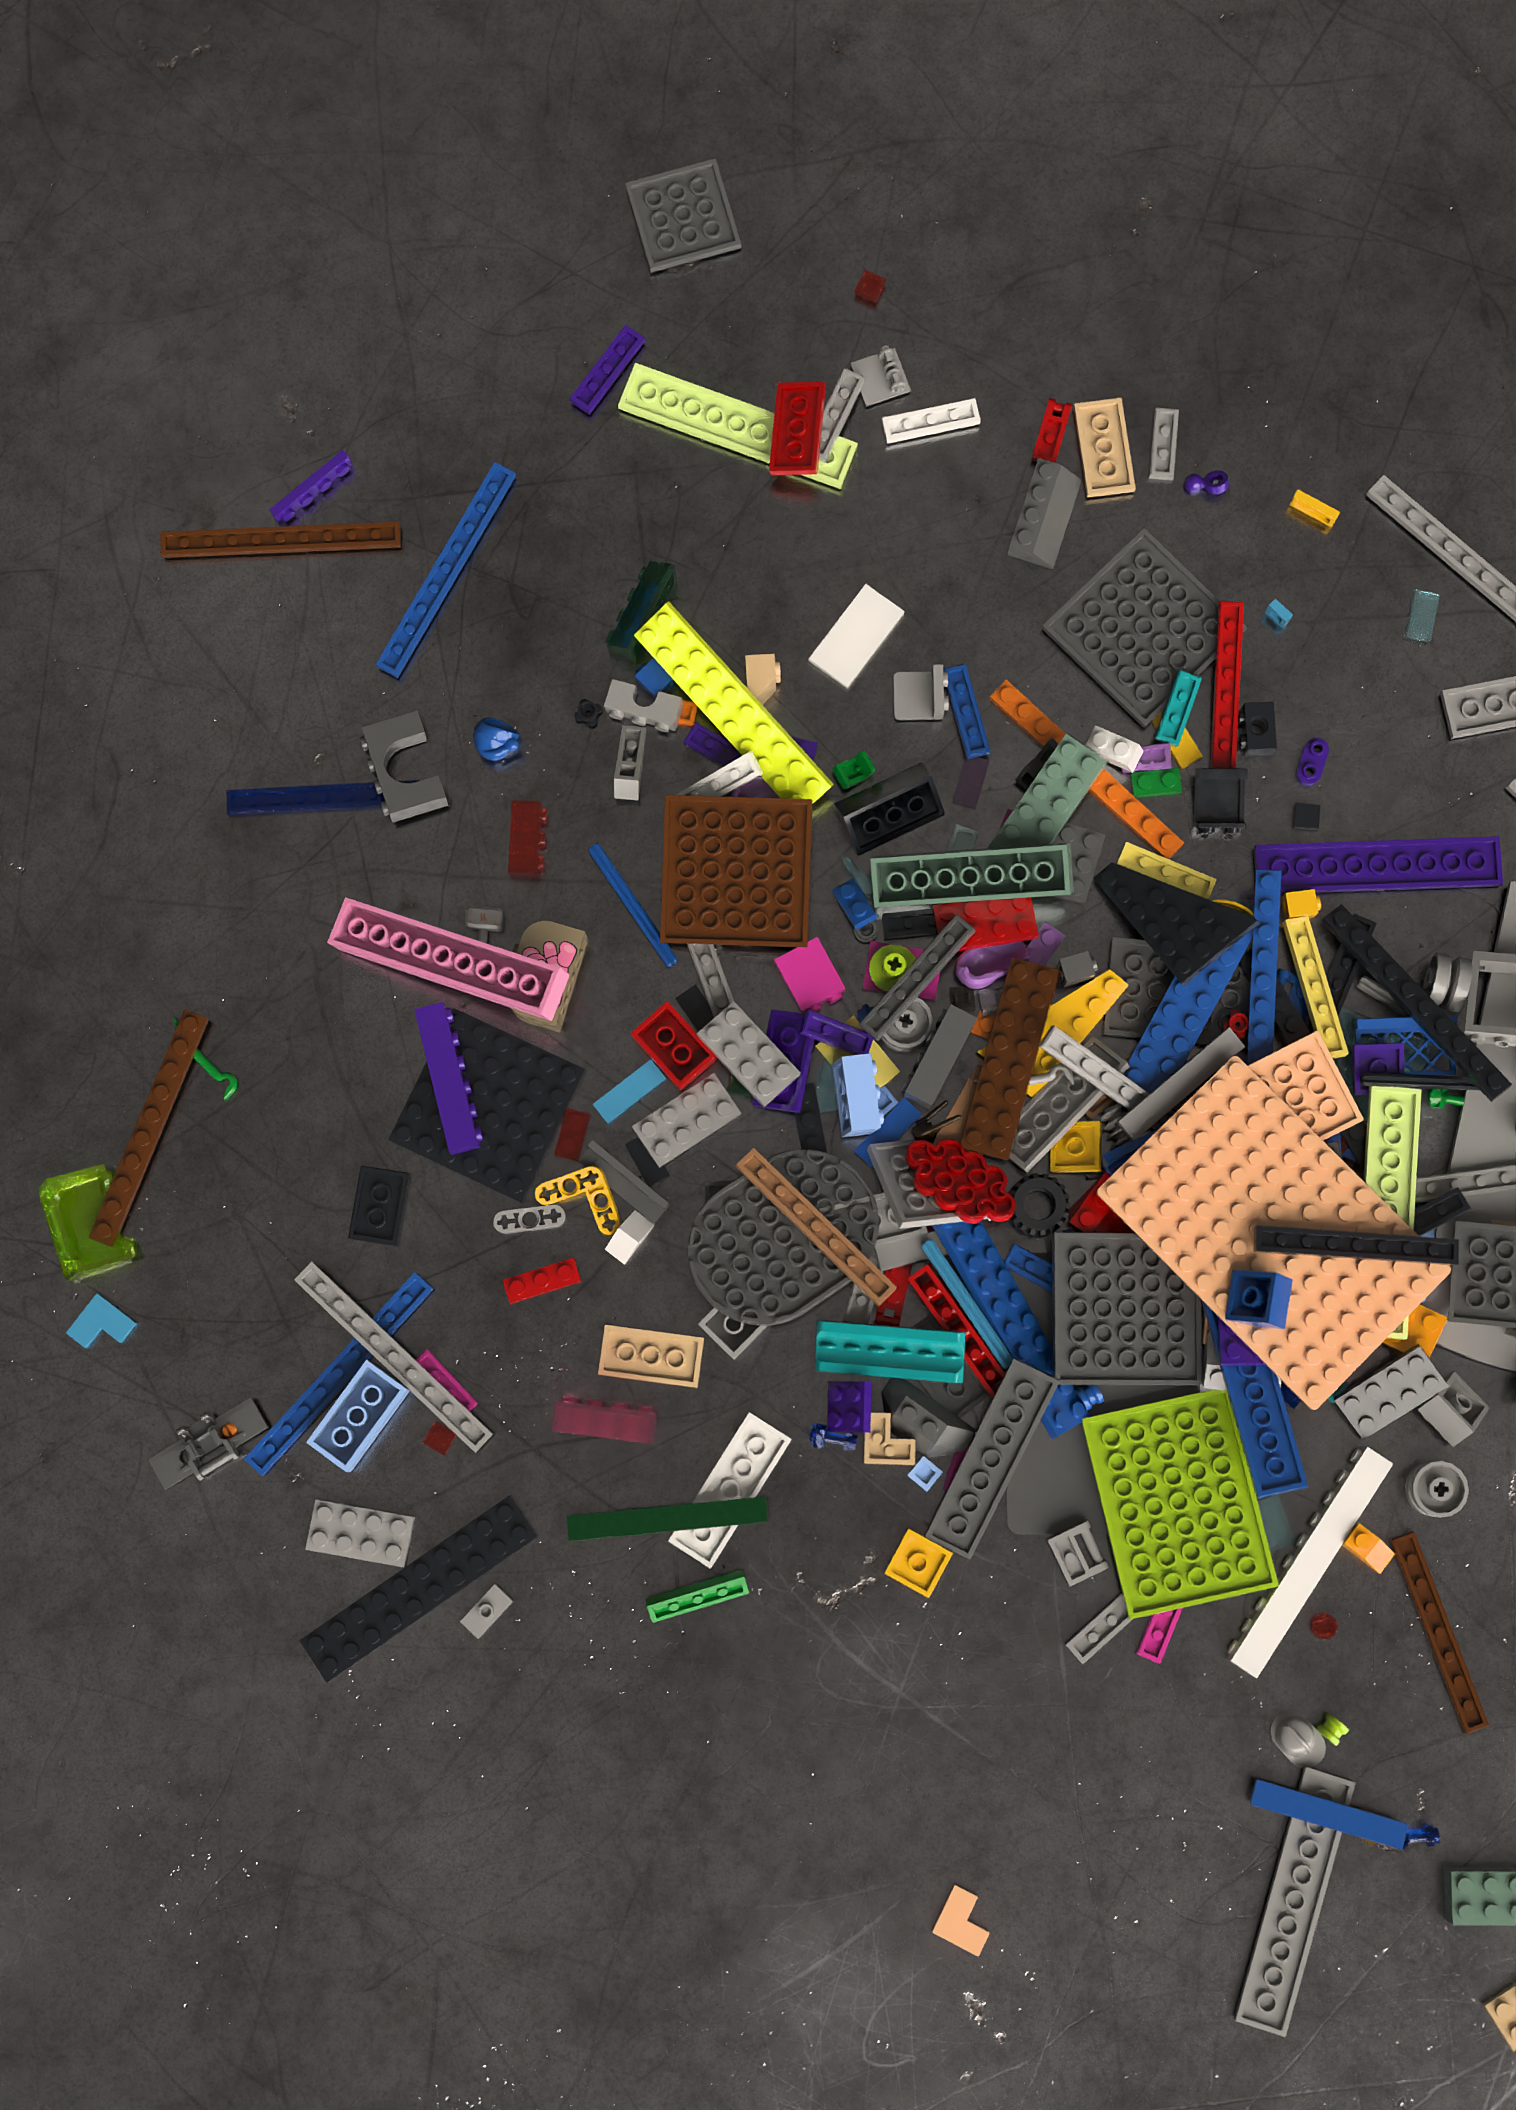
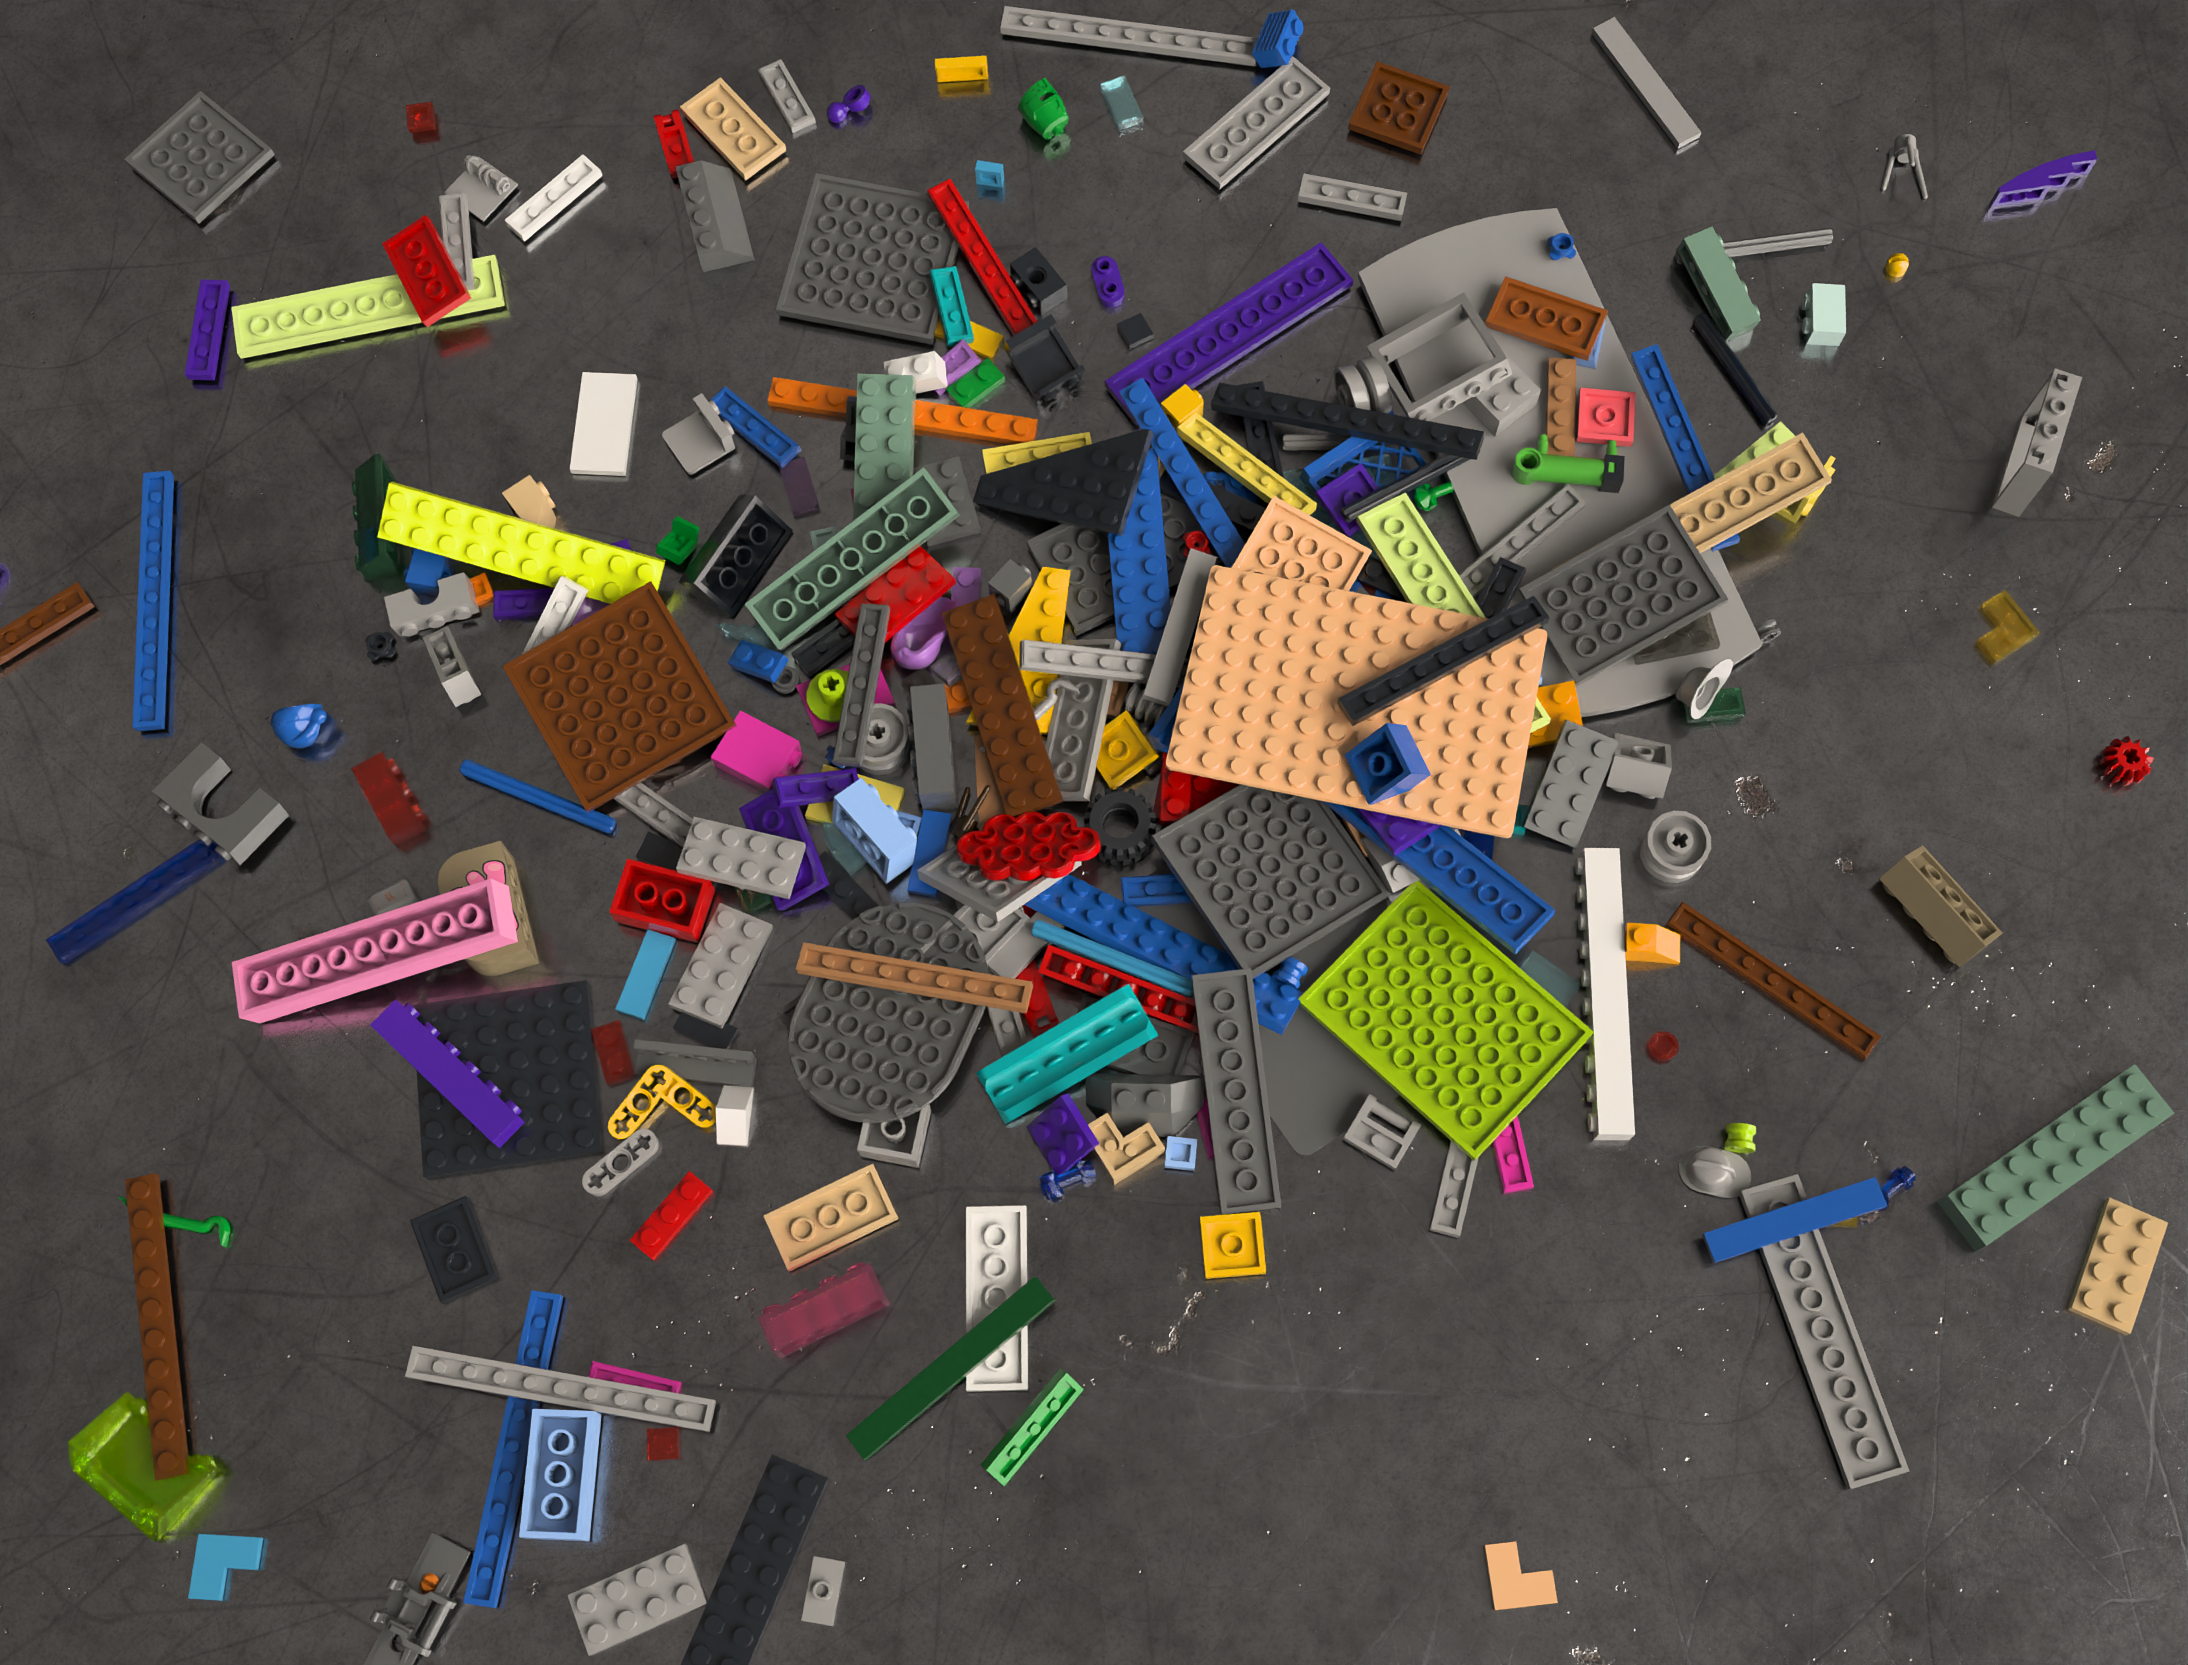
camera: 35 degrees left, 10 degrees down
(1355, 587) = (1047, 115): none -> green helmet

